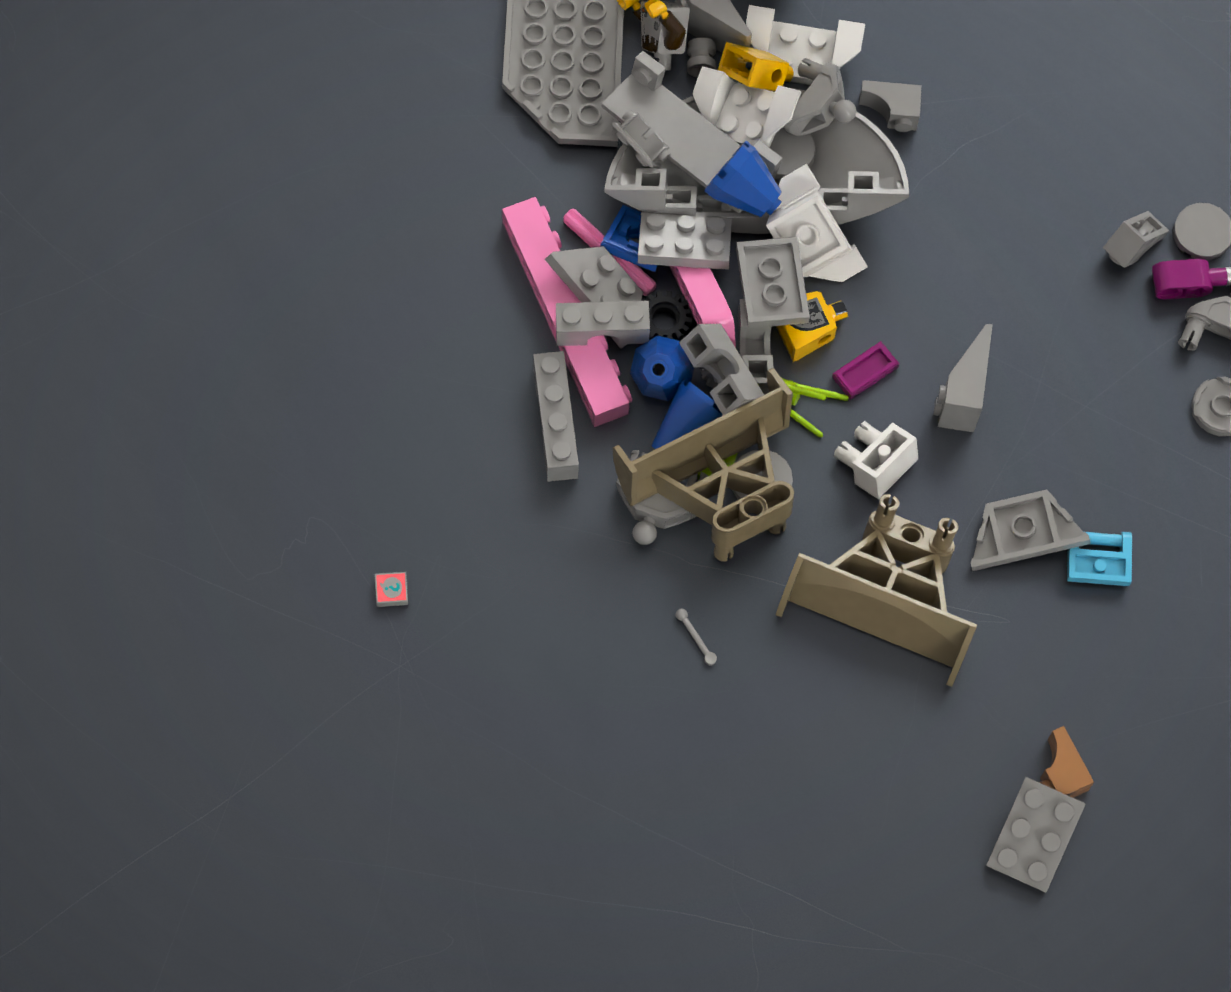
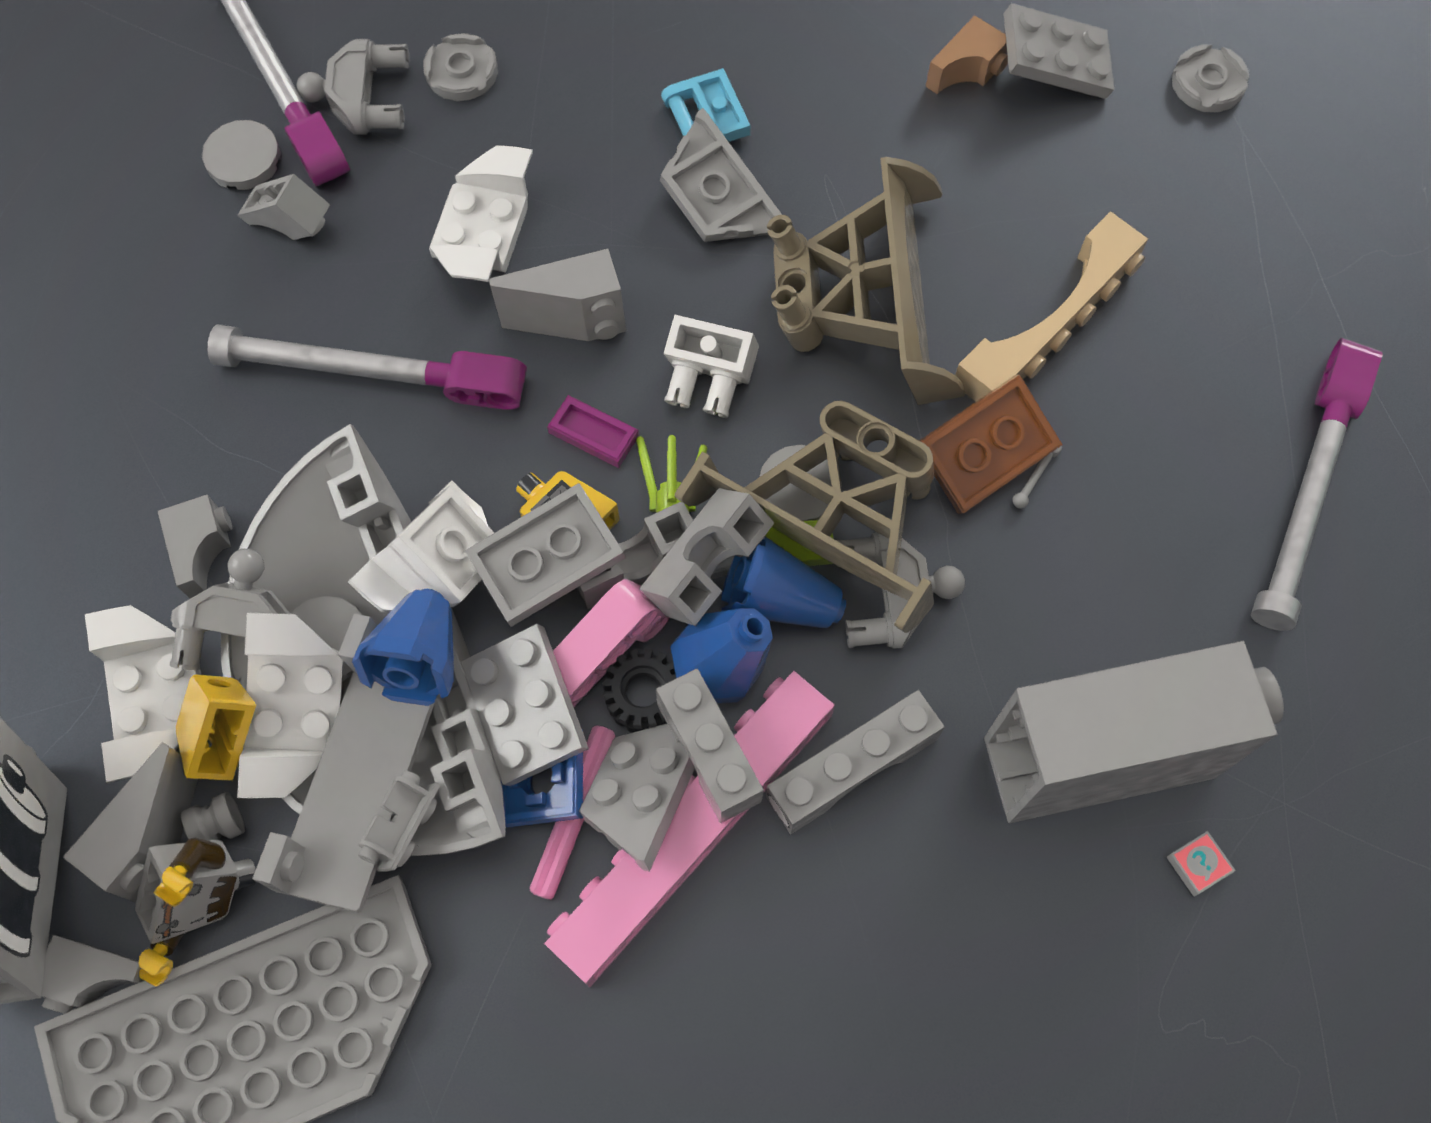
camera: 110 degrees left, 0 degrees up
(484, 551) = (1130, 730): none -> light grey brick
(650, 869) = (1343, 394): none -> flat silver piece
(728, 605) = (990, 444): none -> dark orange tile
(839, 772) = (1107, 255): none -> tan arch
(943, 302) = (468, 379): none -> piece
(967, 952) = (1210, 78): none -> light grey tile
(1065, 360) = (483, 214): none -> white piece

